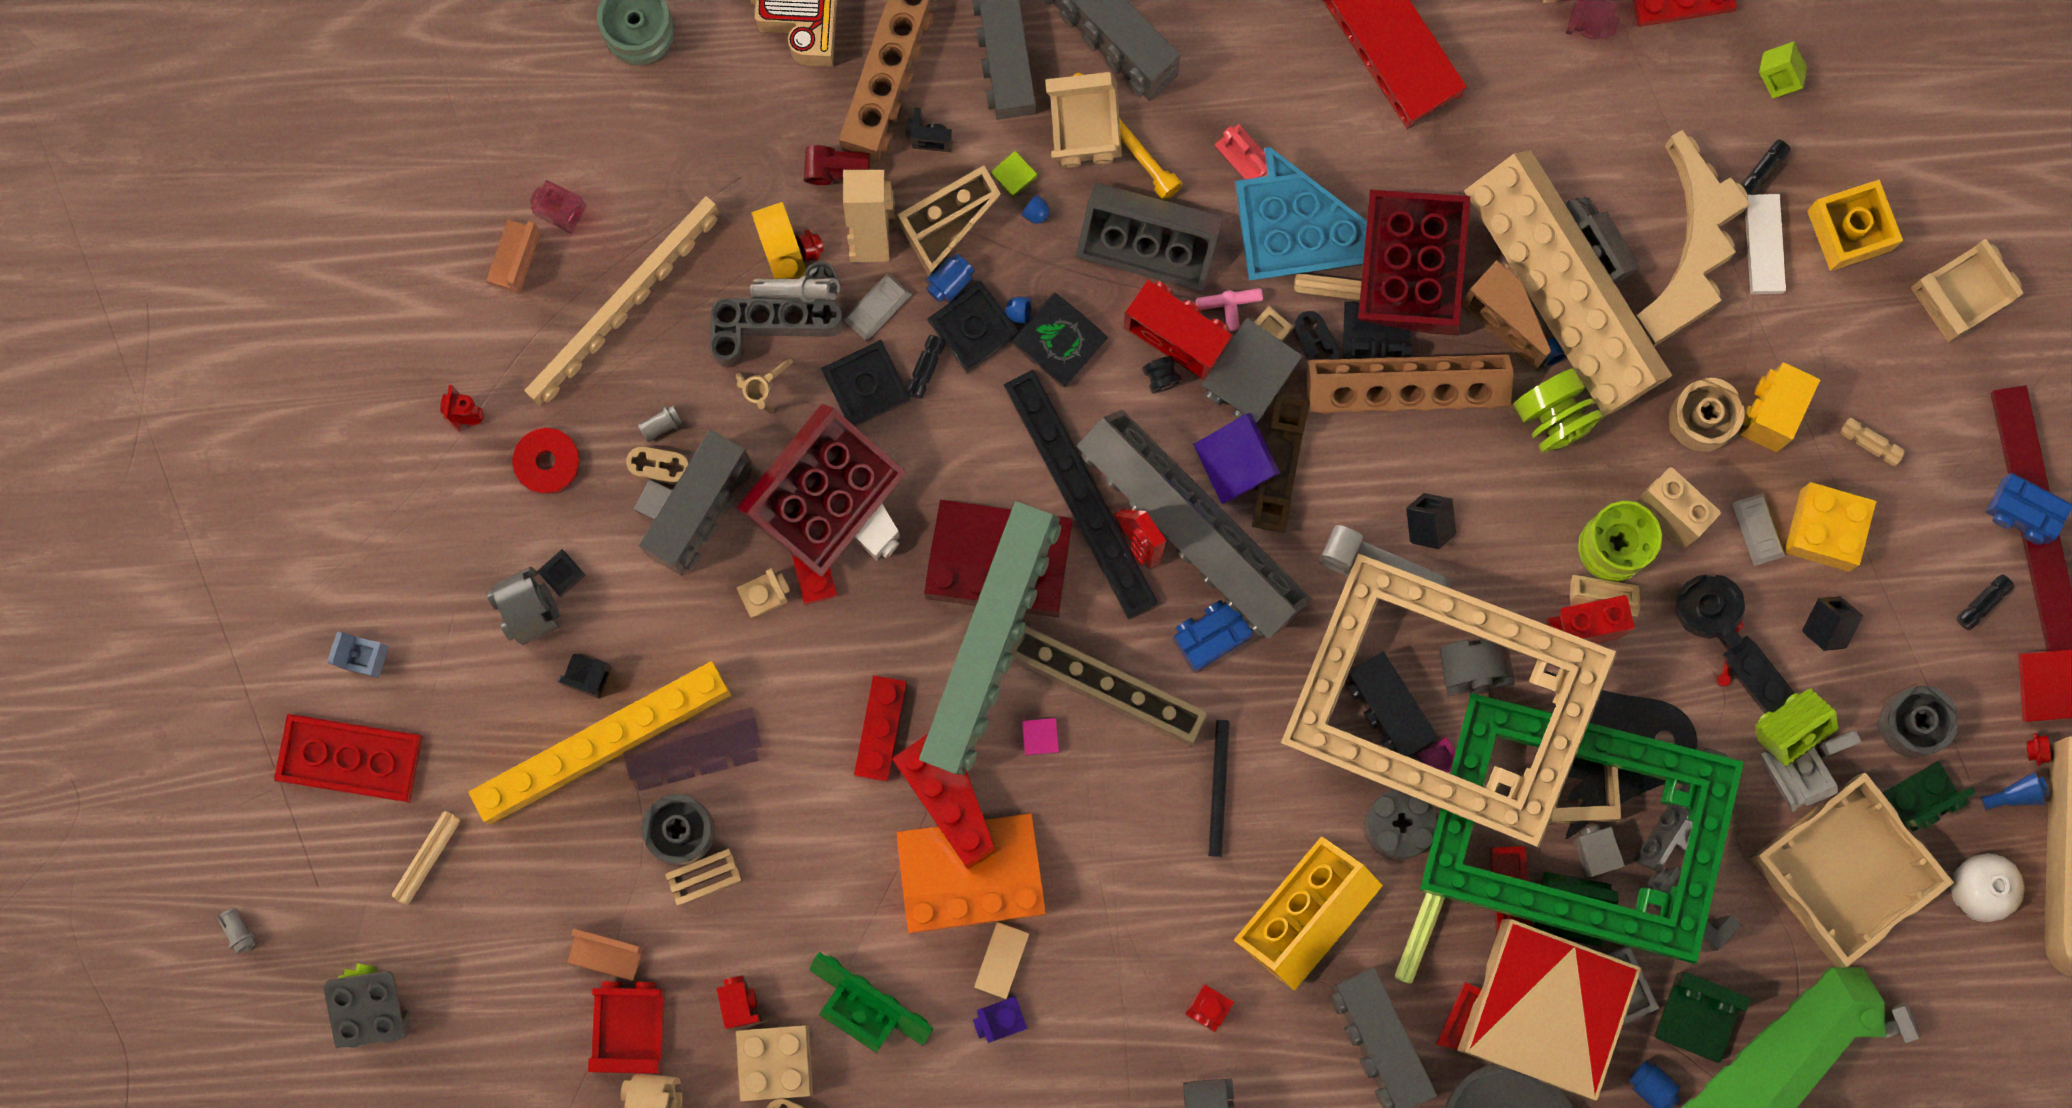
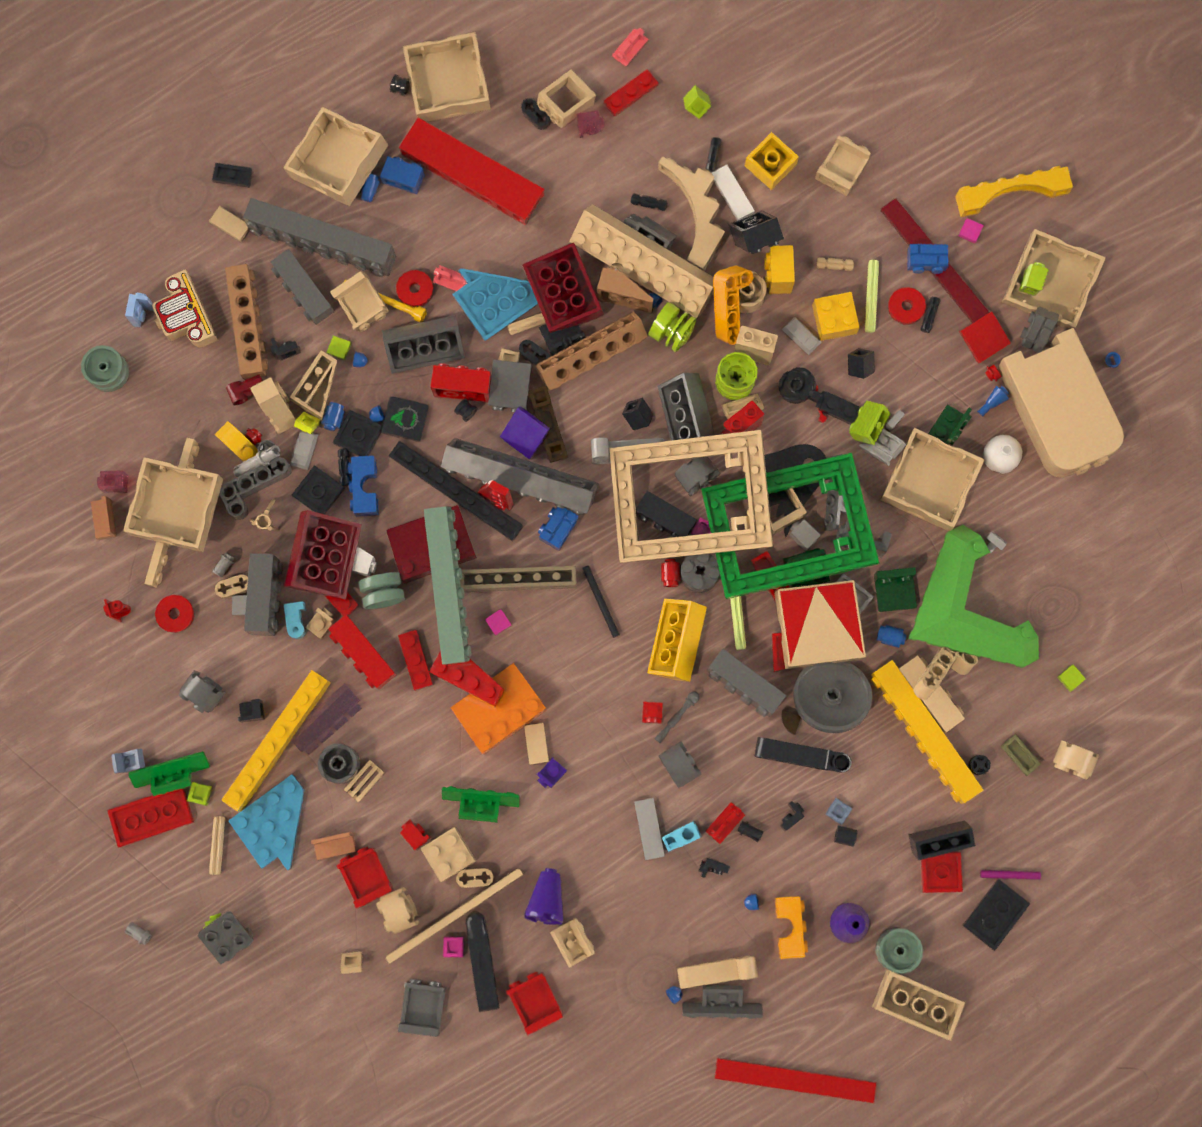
camera: 25 degrees left, 0 degrees up
(410, 709) = (169, 774): none -> green bracket
(440, 762) = (199, 793): none -> lime tile
(527, 867) = (272, 823): none -> dark azure wing
(561, 573) = (211, 666): black tile -> none
(631, 291) = (173, 505): none -> tan tile
(724, 567) = (294, 619): none -> medium azure leg
(803, 672) = (362, 652): none -> red brick
(883, 593) = (381, 590): none -> sand green wheel
(903, 267) = (307, 422): none -> neon yellow plate
(950, 386) = (362, 469): none -> blue arch
(1180, 122) = (410, 278): none -> red tile
(1230, 300) = (481, 356): bright pink piece -> none
(1285, 1018) = (693, 697): none -> dark grey piece
(1352, 801) = (670, 573): none -> red brick
(1512, 551) = (685, 407): none -> dark grey slope
(1622, 191) = (649, 202): none -> black axle
(1666, 416) = (726, 301): none -> light orange beam
(1771, 327) = (756, 232): none -> black brick
(1905, 524) = (871, 300): none -> yellowish green axle
(1937, 723) = (937, 387): dark grey brick -> none
(1970, 557) = (909, 295): none -> red tile

